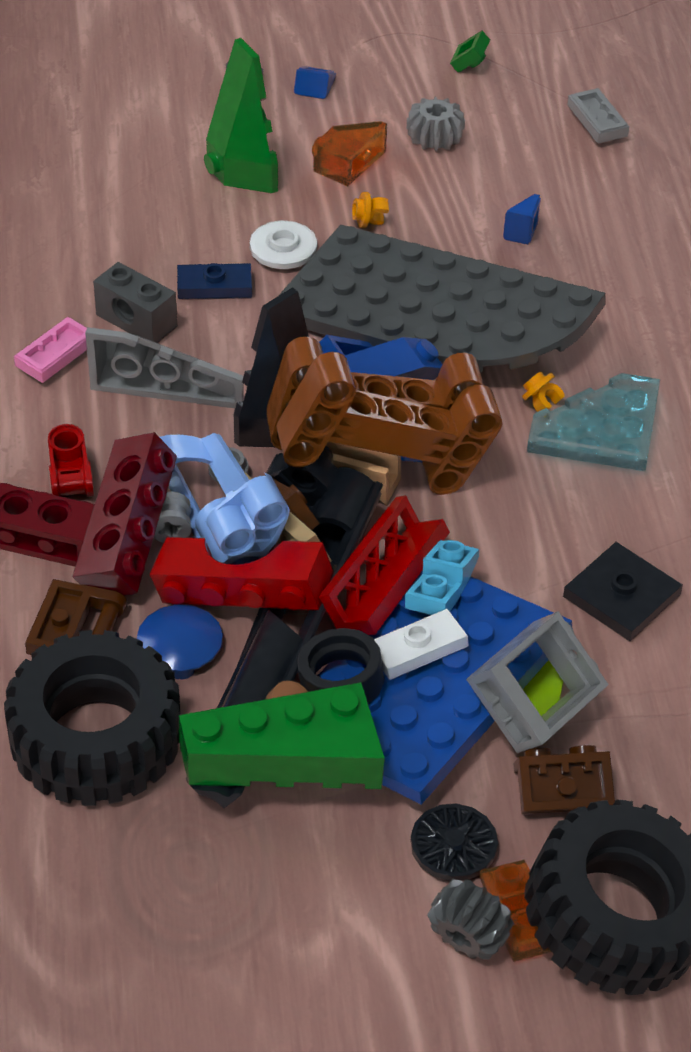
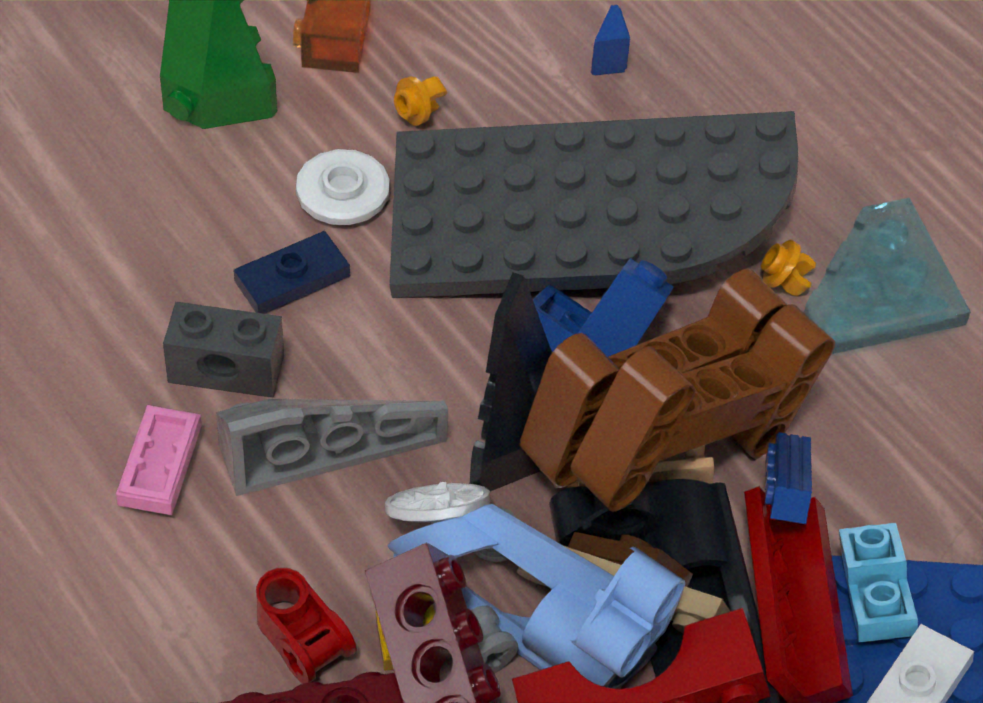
camera: 30 degrees left, 5 degrees up
(198, 430) = (436, 502): none -> white wheel
(434, 501) = (789, 478): none -> blue piece

